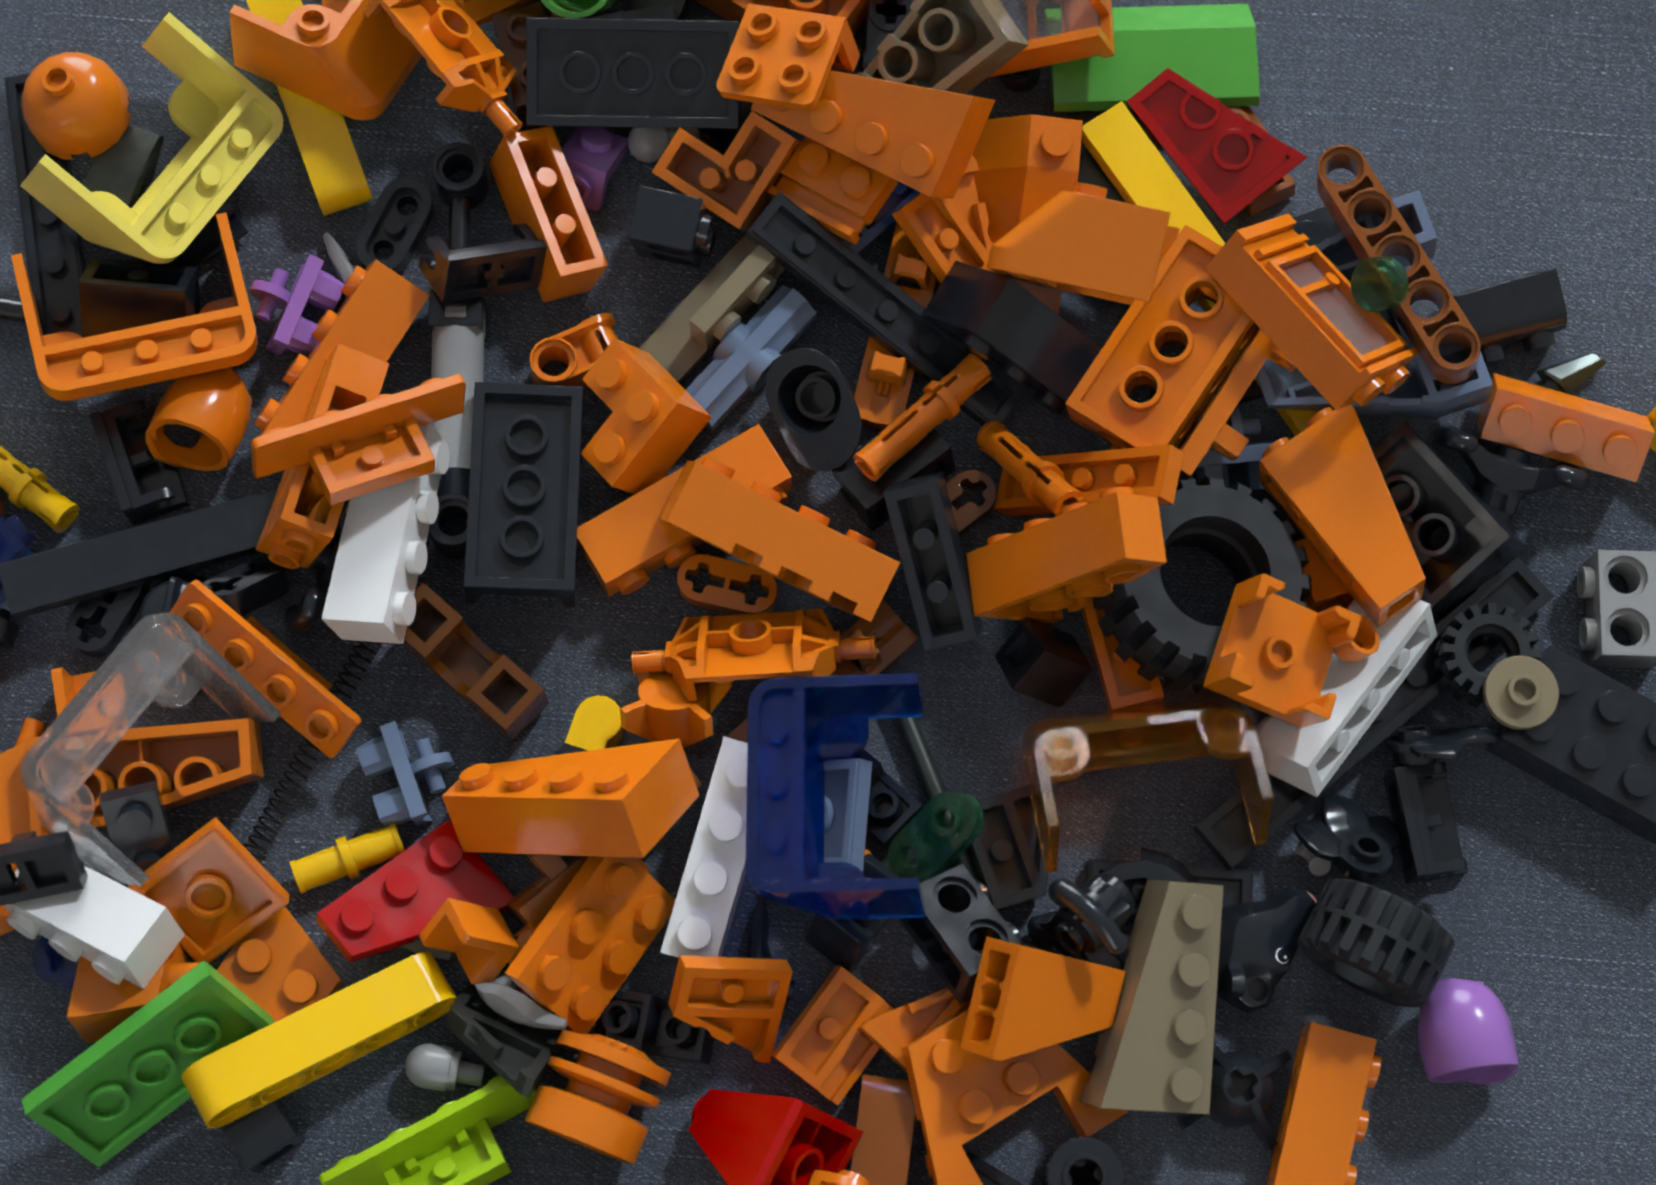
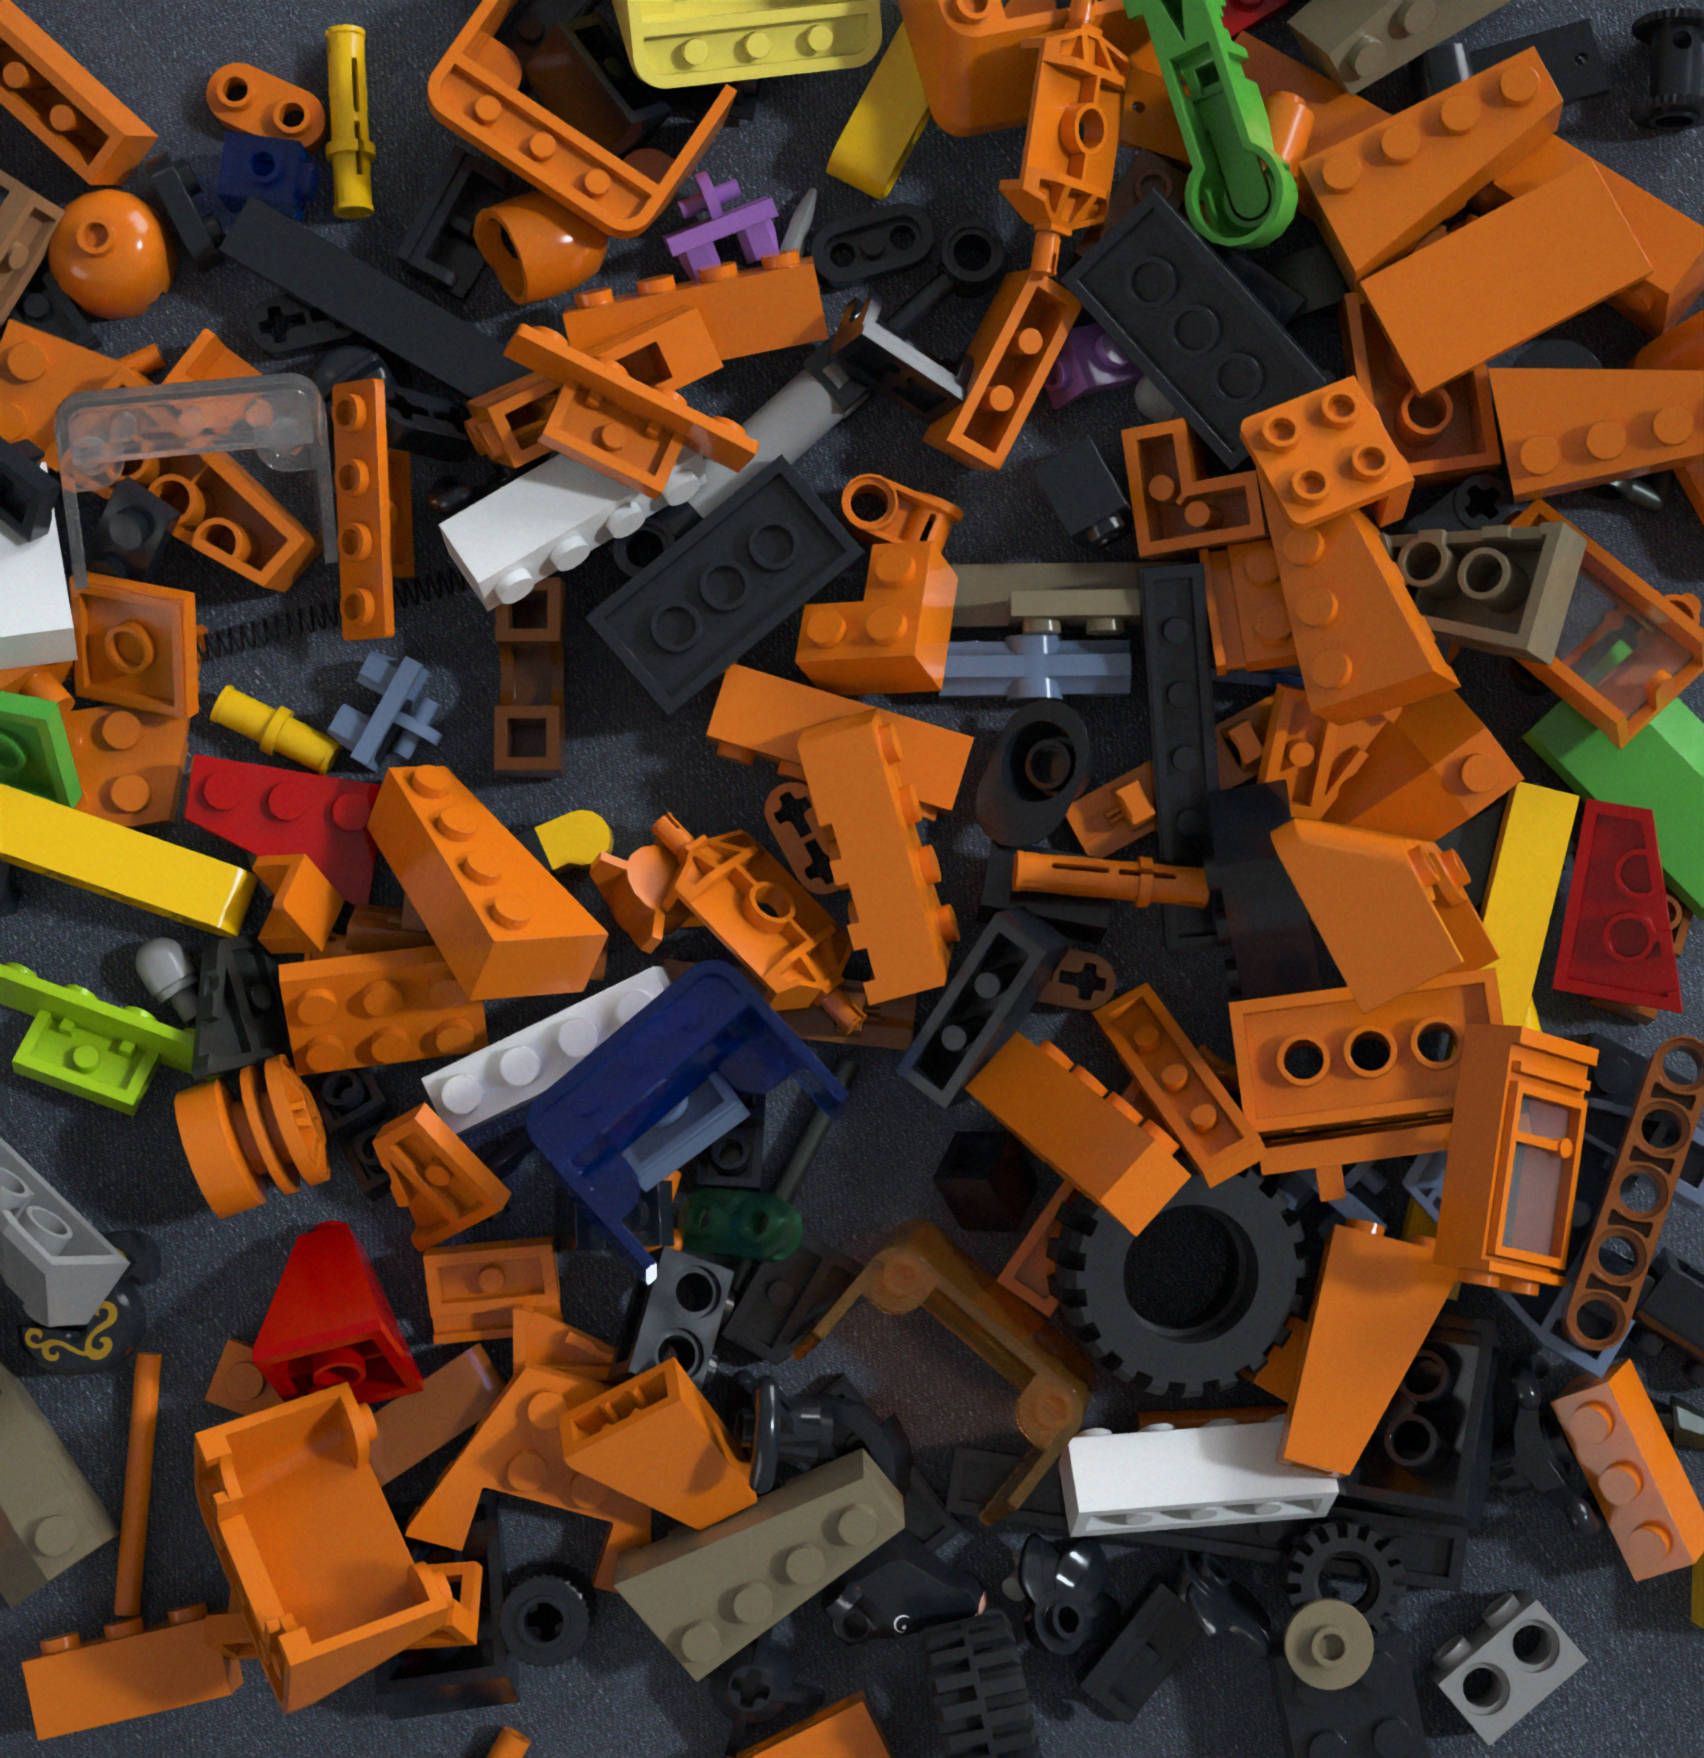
camera: 50 degrees right, 10 degrees up
(515, 1006) = (267, 993): light grey bar -> none
(1040, 479) = (1134, 1071): orange pin -> none
(1278, 652) = (1160, 1398): orange panel -> none
(1364, 644) = (1249, 1446): orange hinge -> none
(1379, 284) = (1596, 1198): clear green tile -> none

